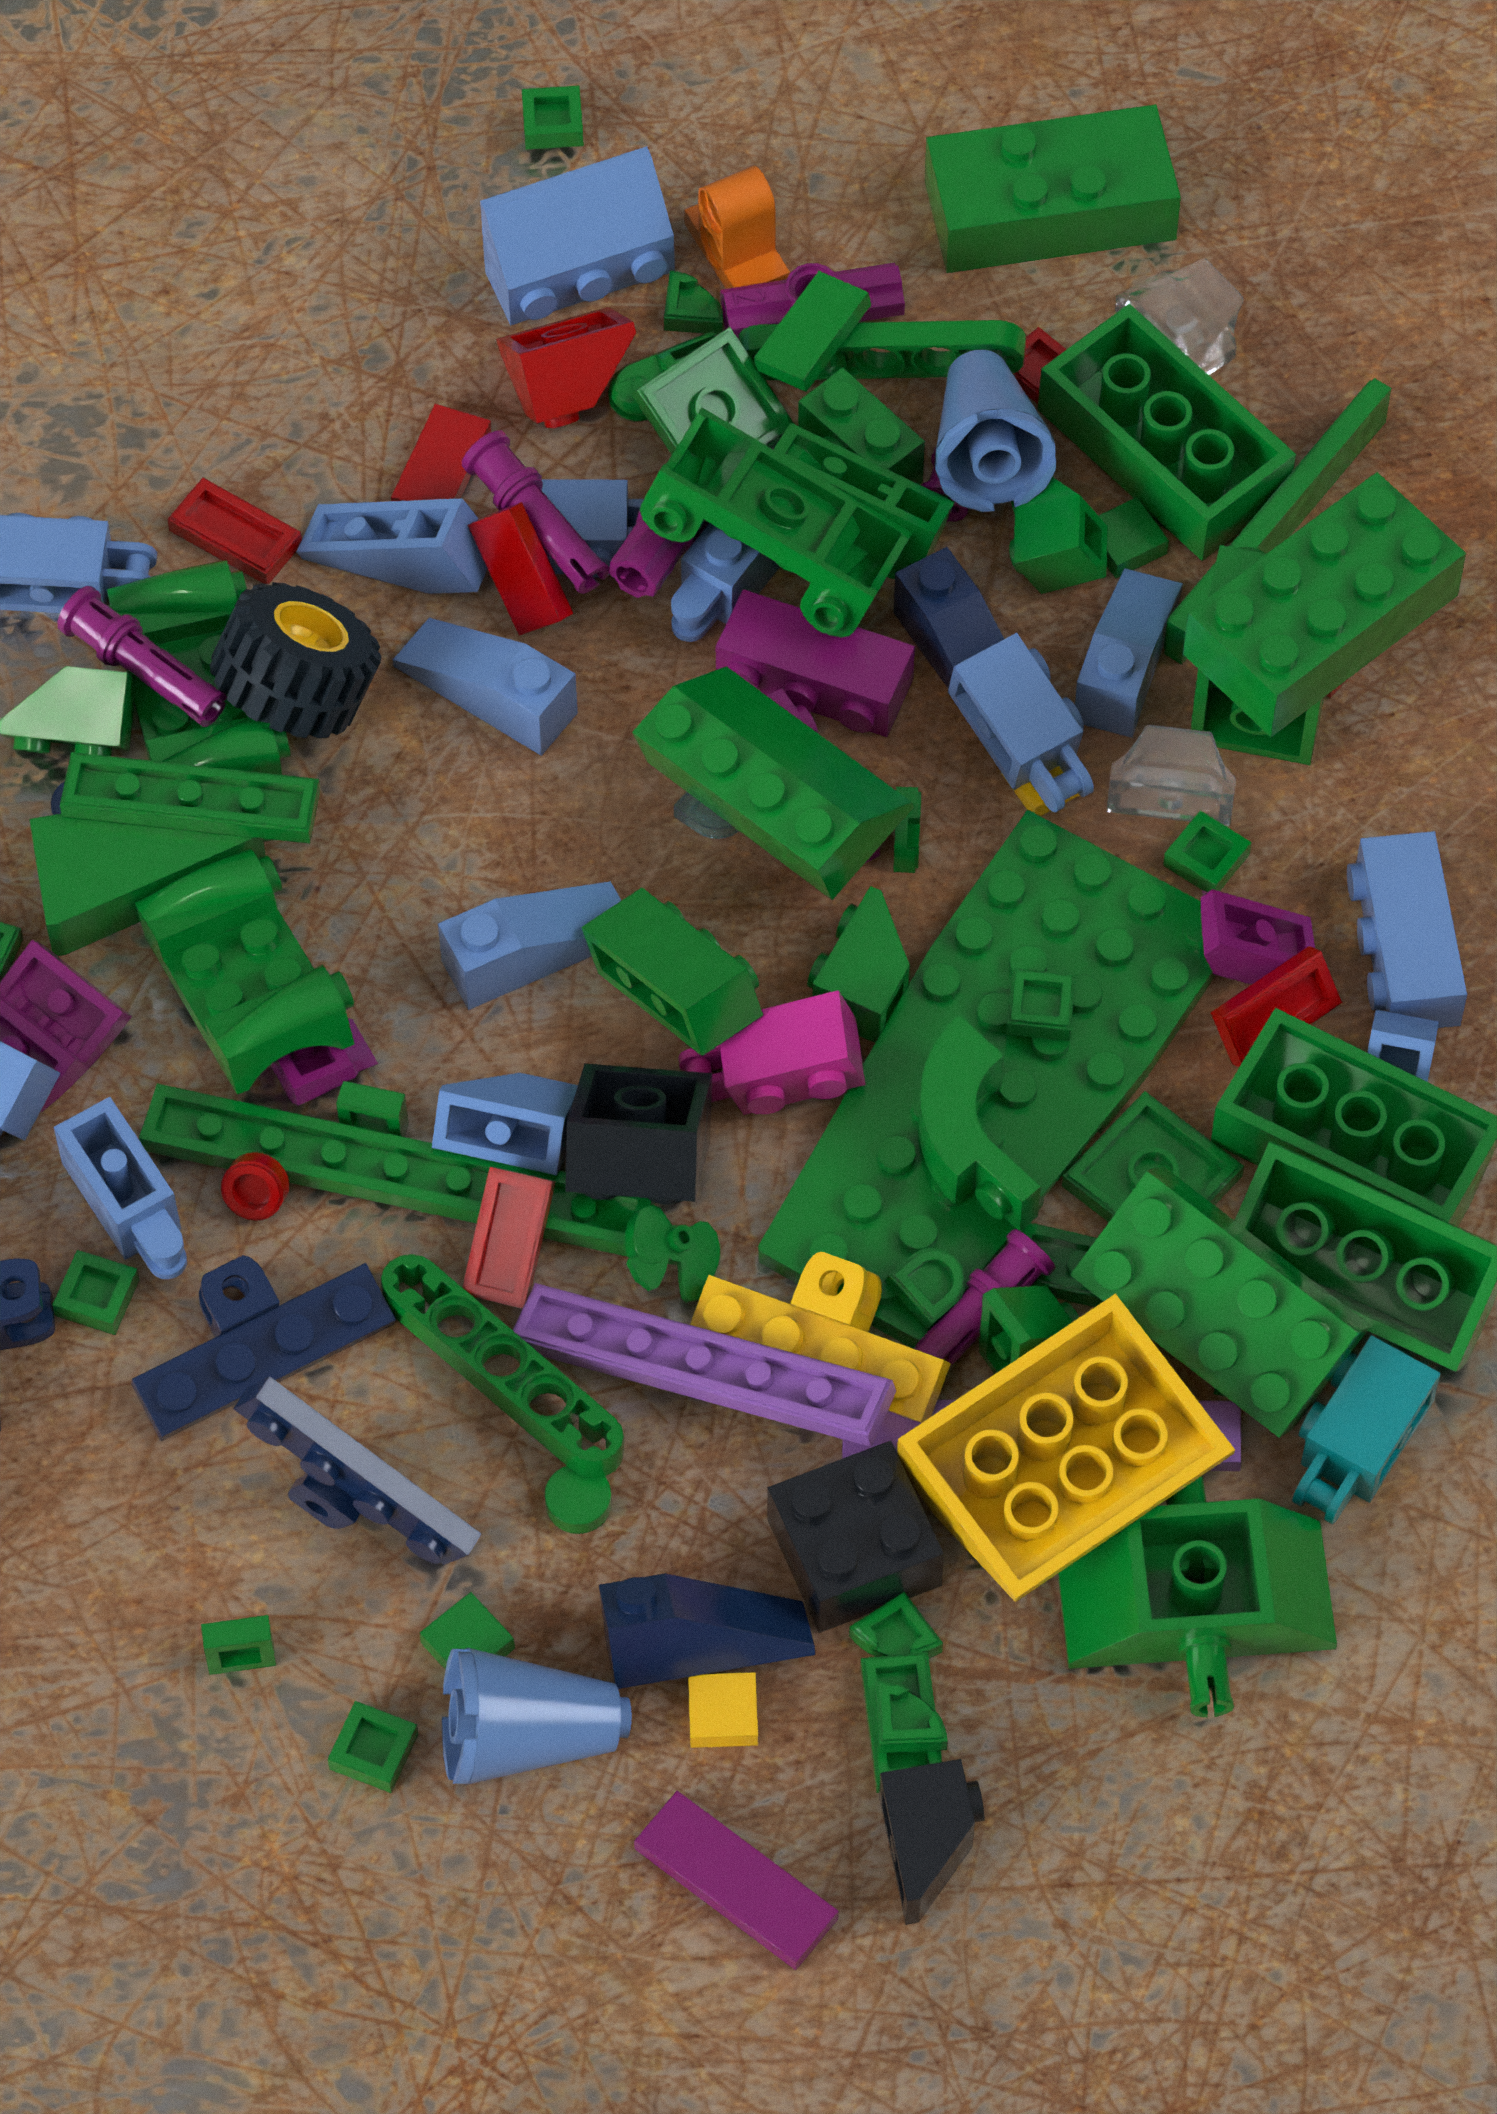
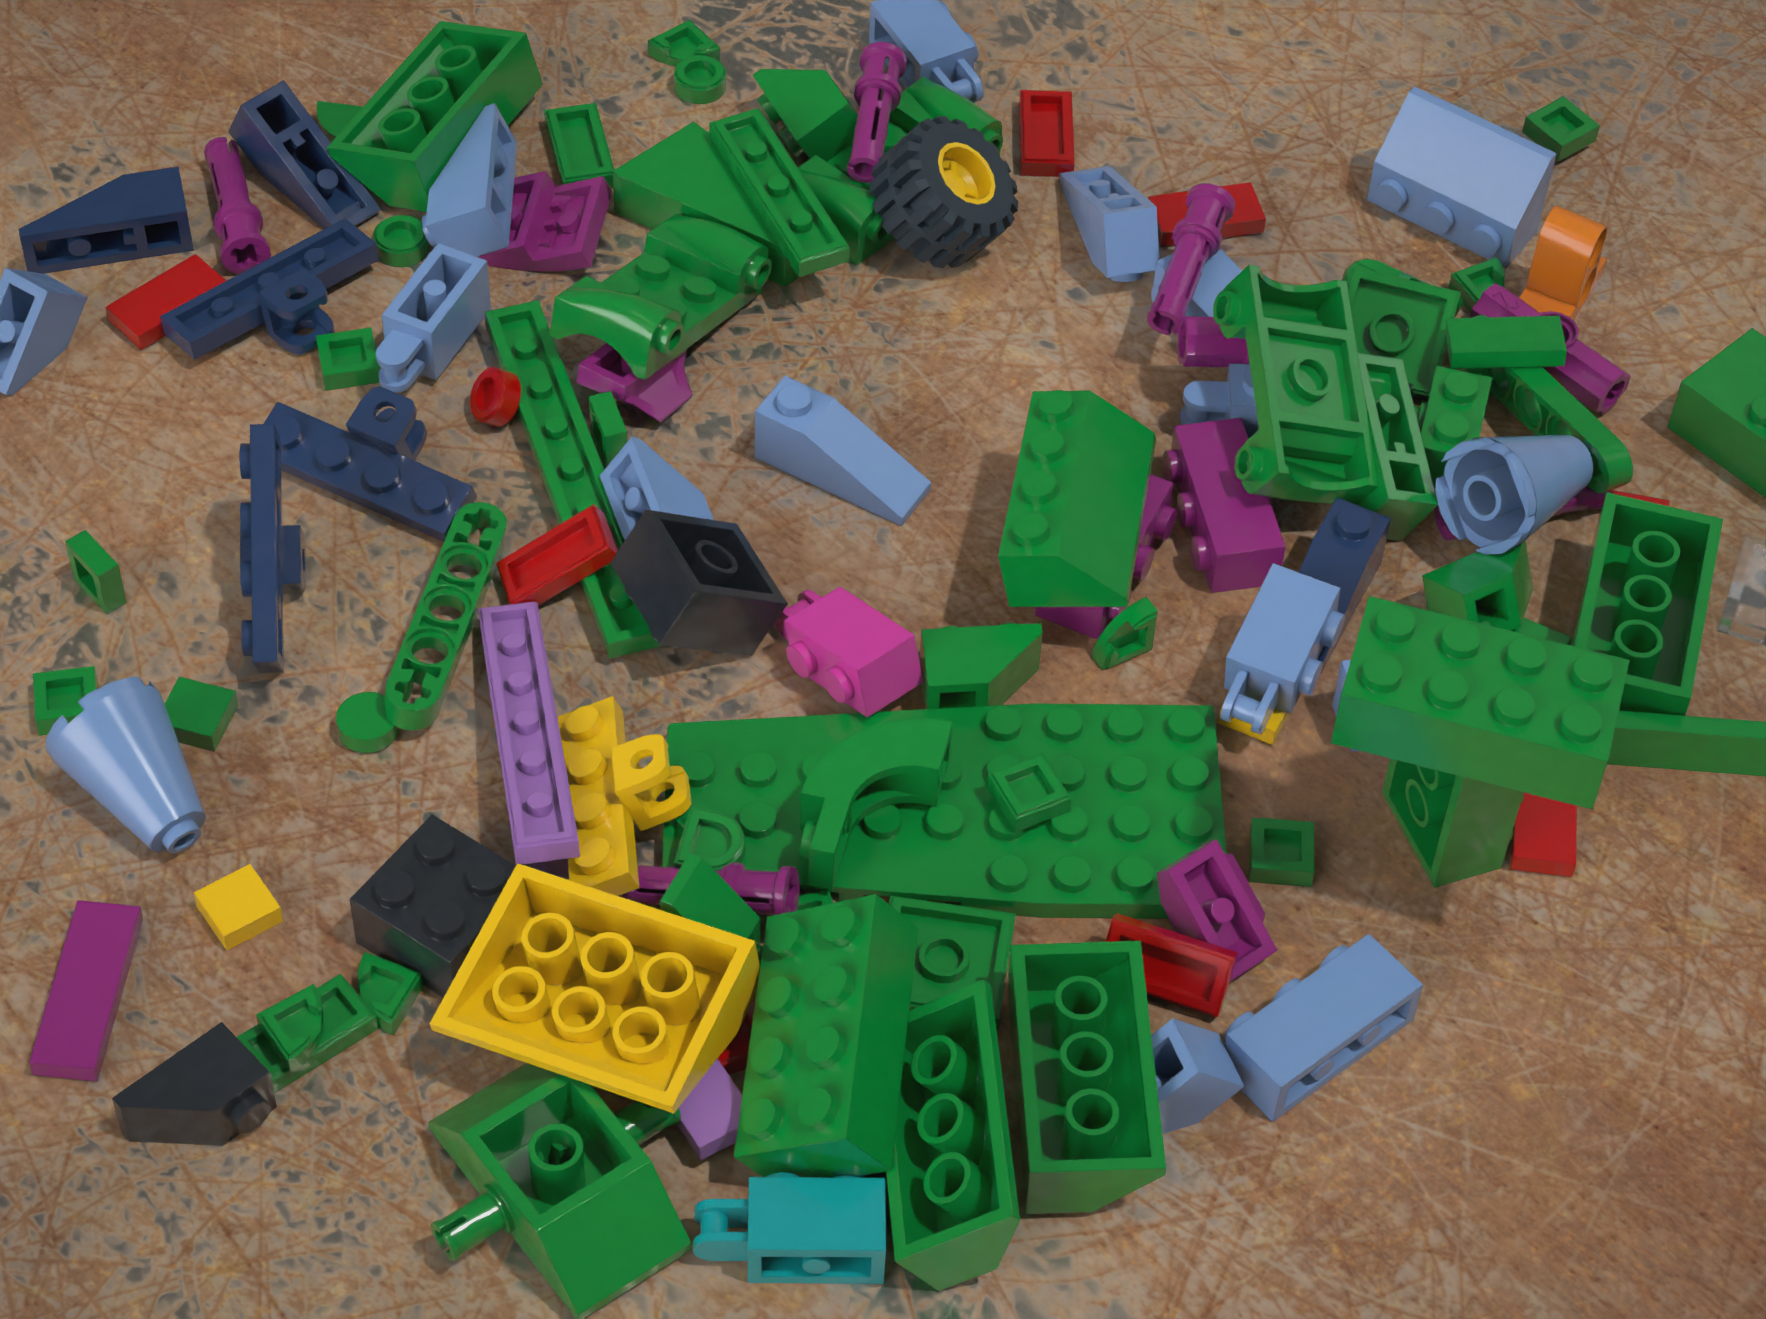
camera: 55 degrees right, 10 degrees down
(493, 680) = (1041, 330): medium blue slope -> none
(520, 569) = (1140, 281): red tile -> none
(565, 363) = (1342, 230): red slope -> none
(655, 1243) = (620, 647): green piece -> none
(673, 970) = (860, 536): green brick -> none
(691, 1627) = (286, 838): dark blue slope -> none
(1172, 777) = (1318, 782): clear slope -> none

